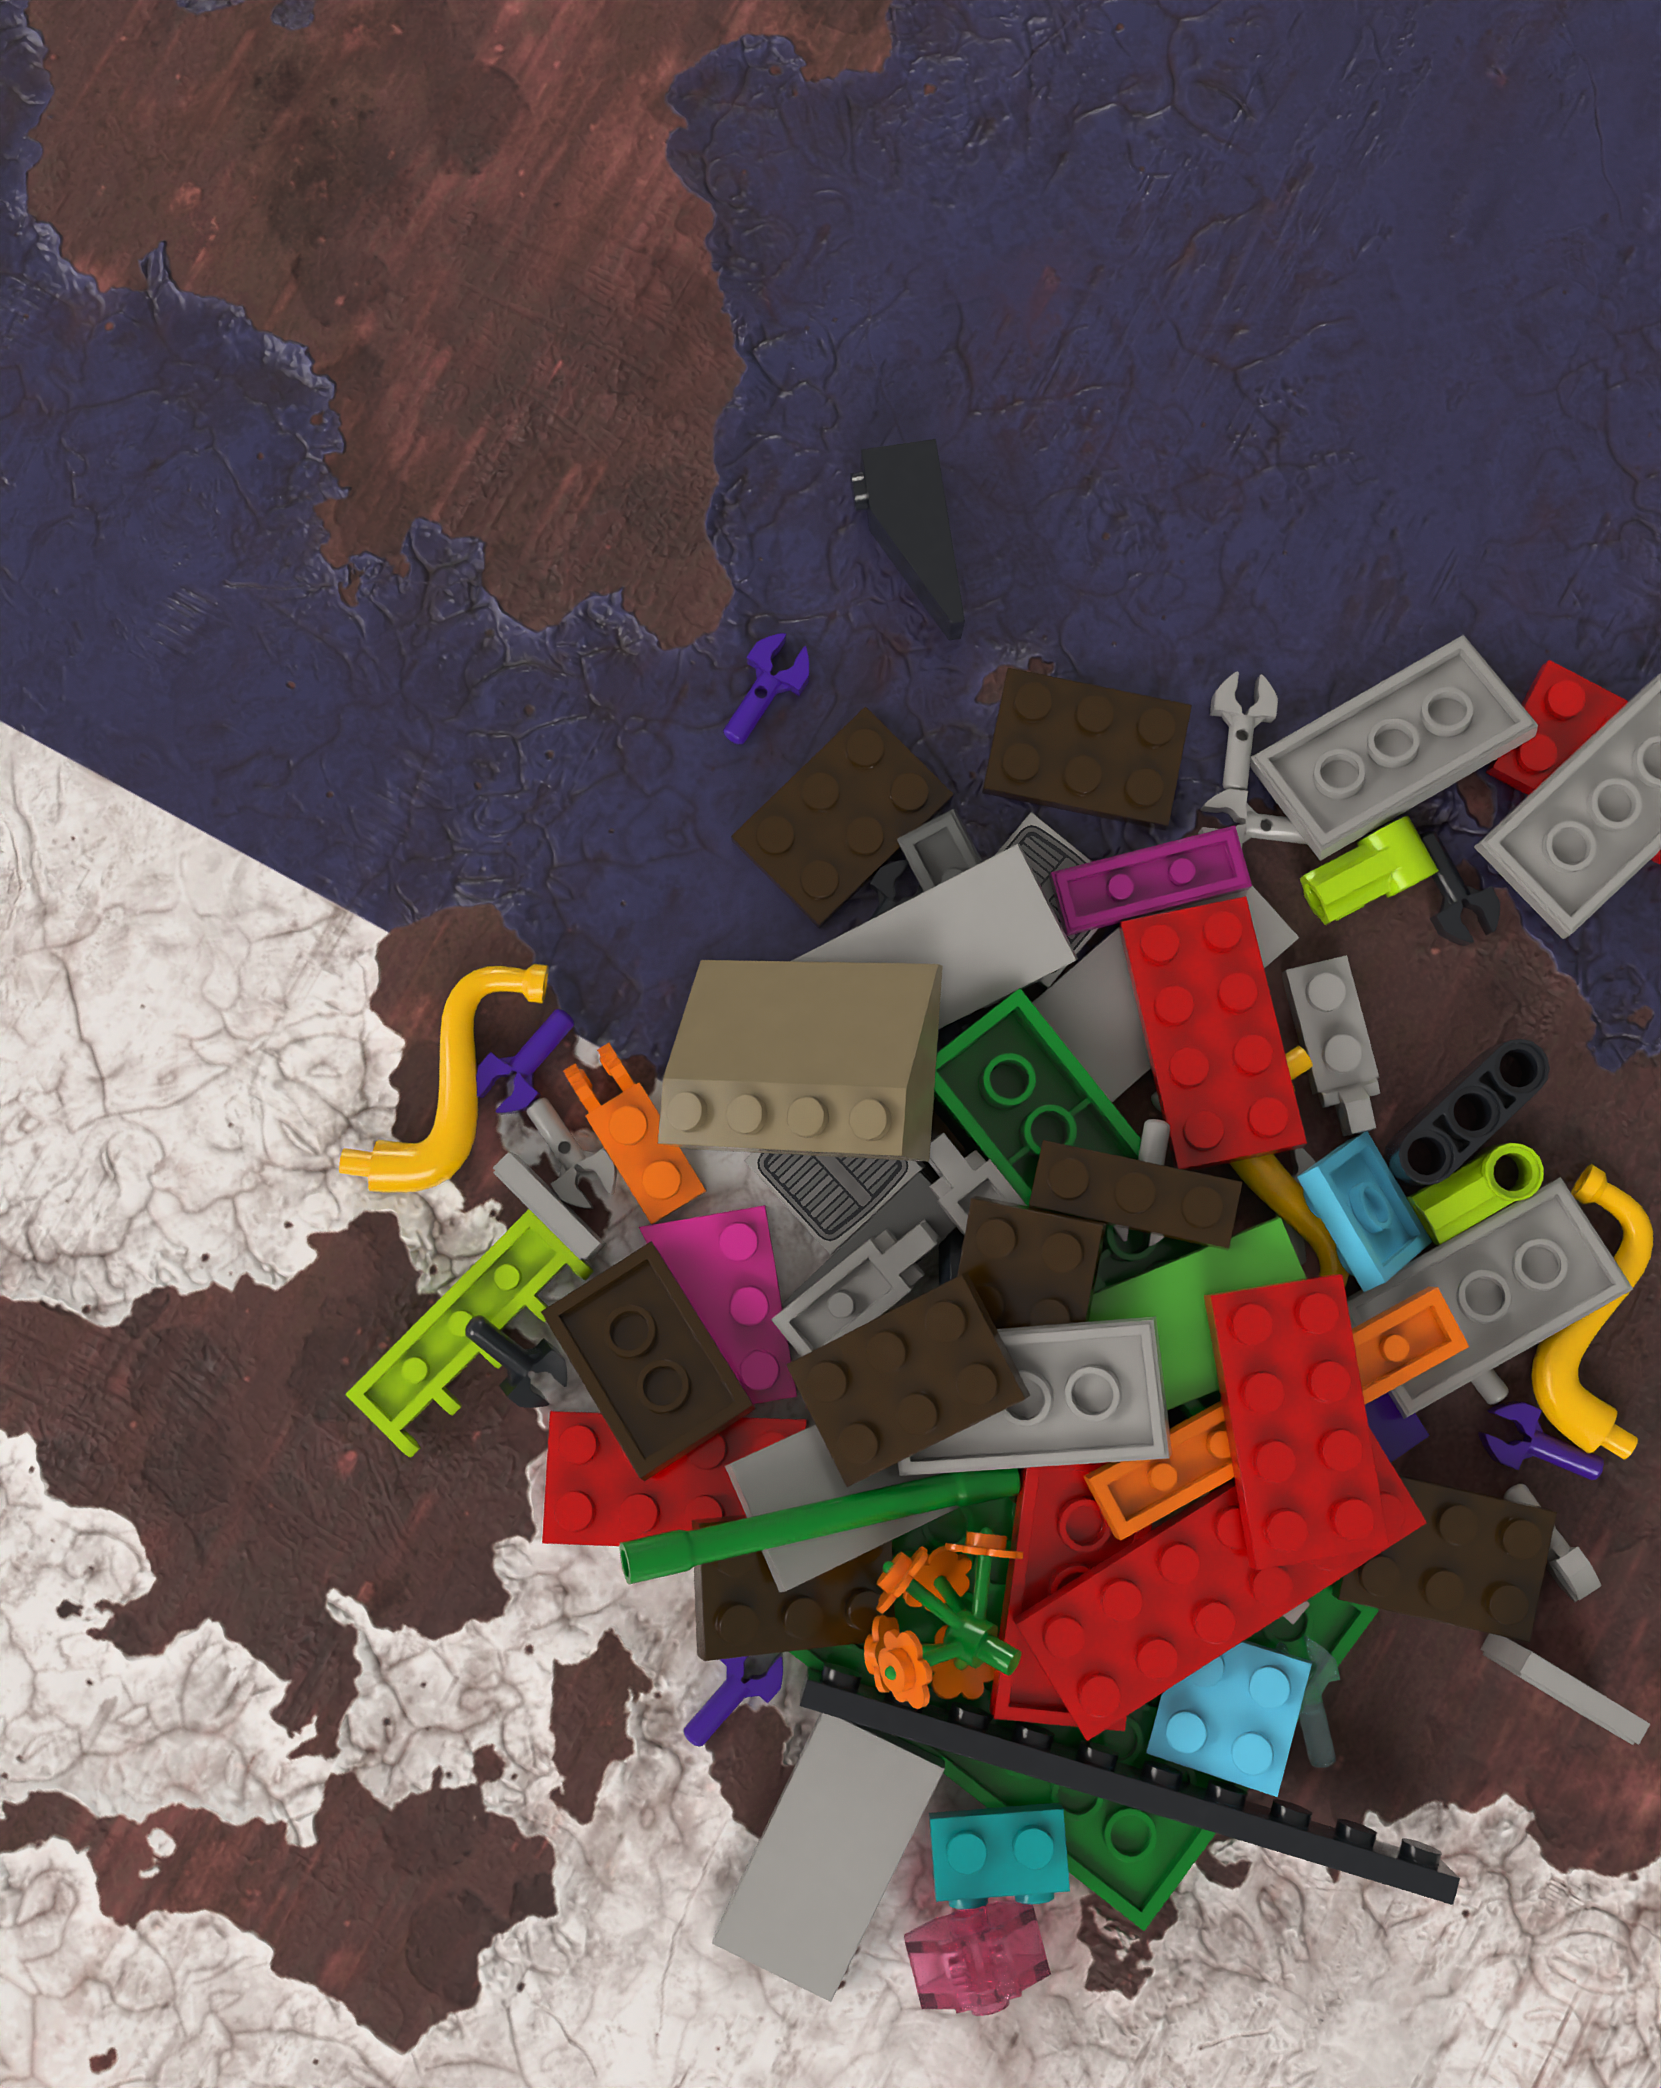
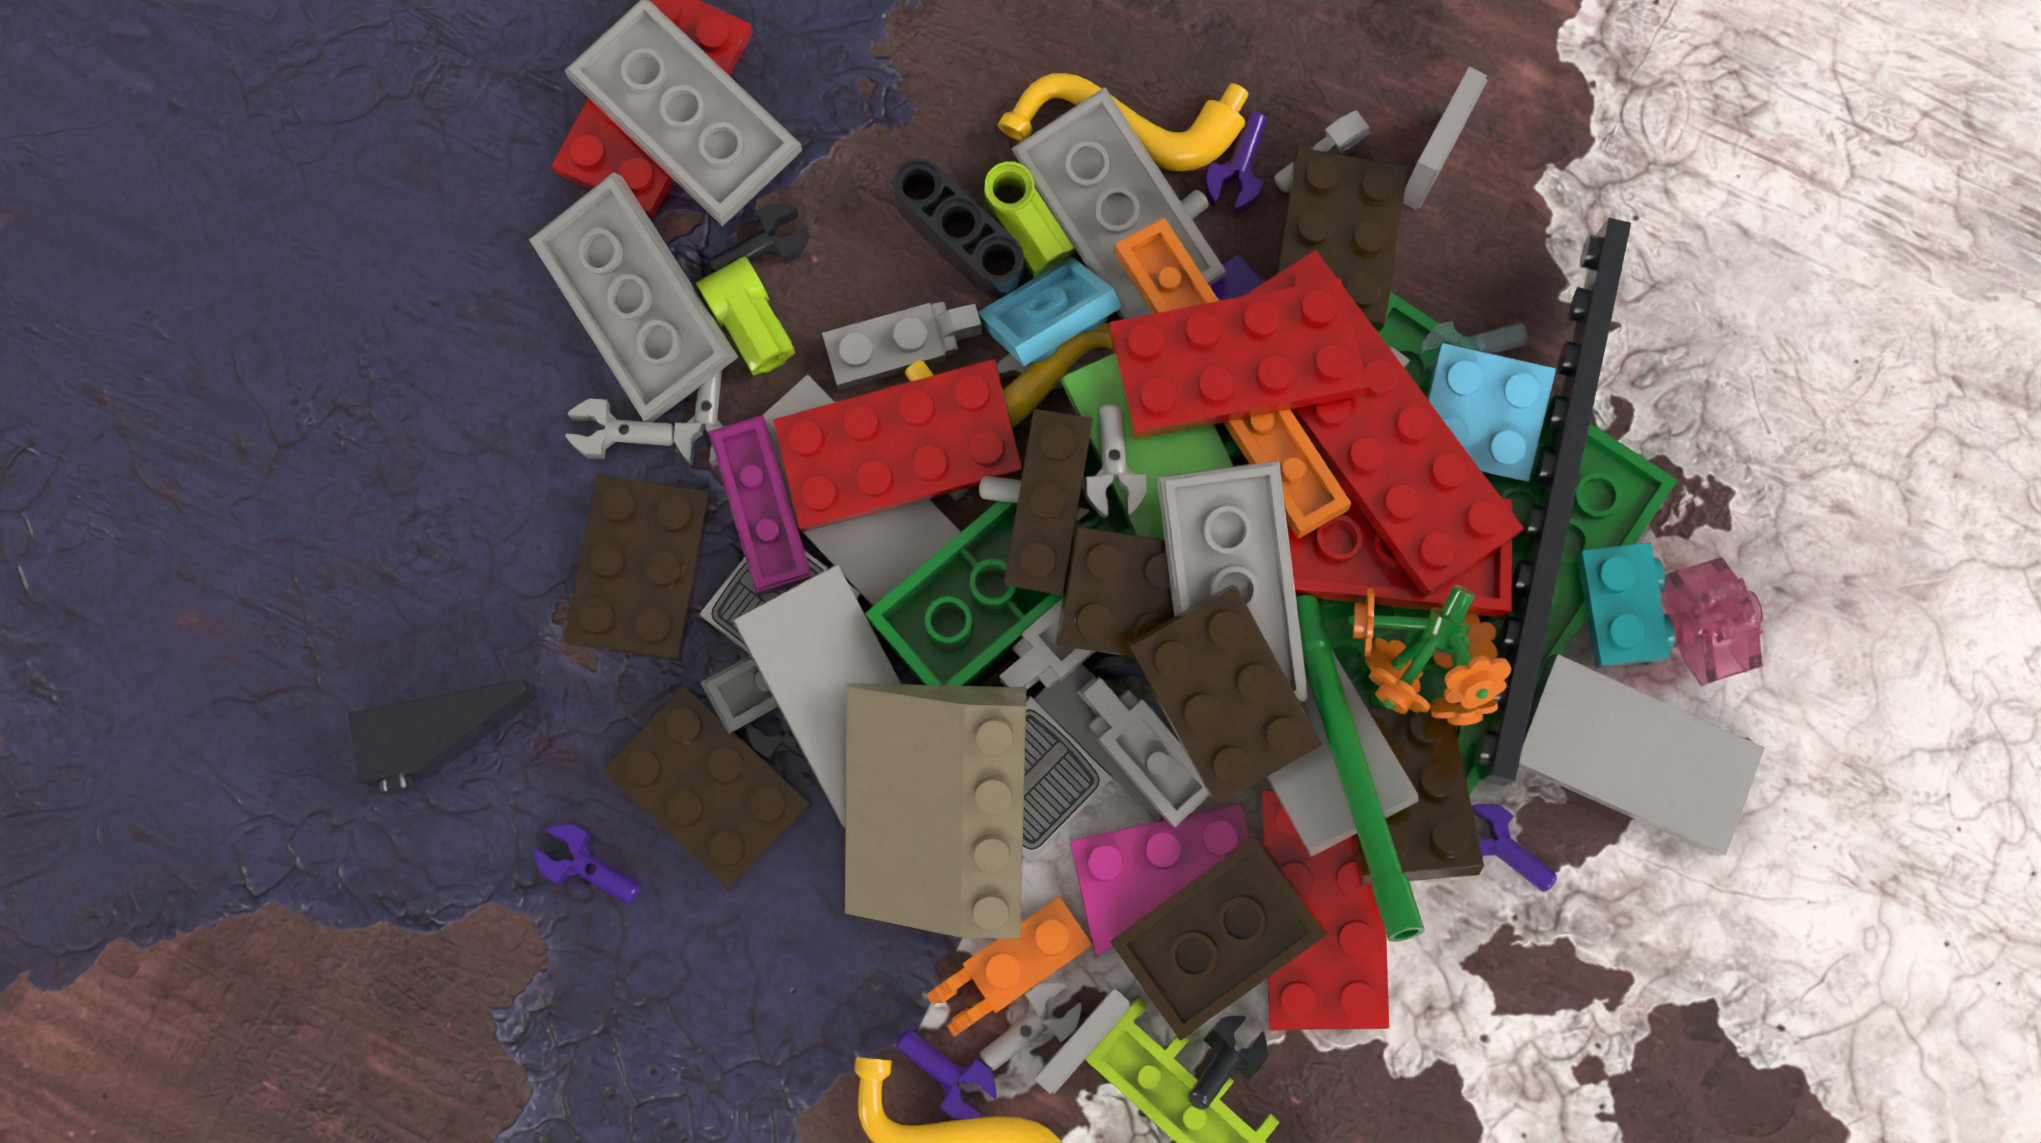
camera: 90 degrees left, 5 degrees down
(1175, 1270) = (1113, 465): none -> light grey bar

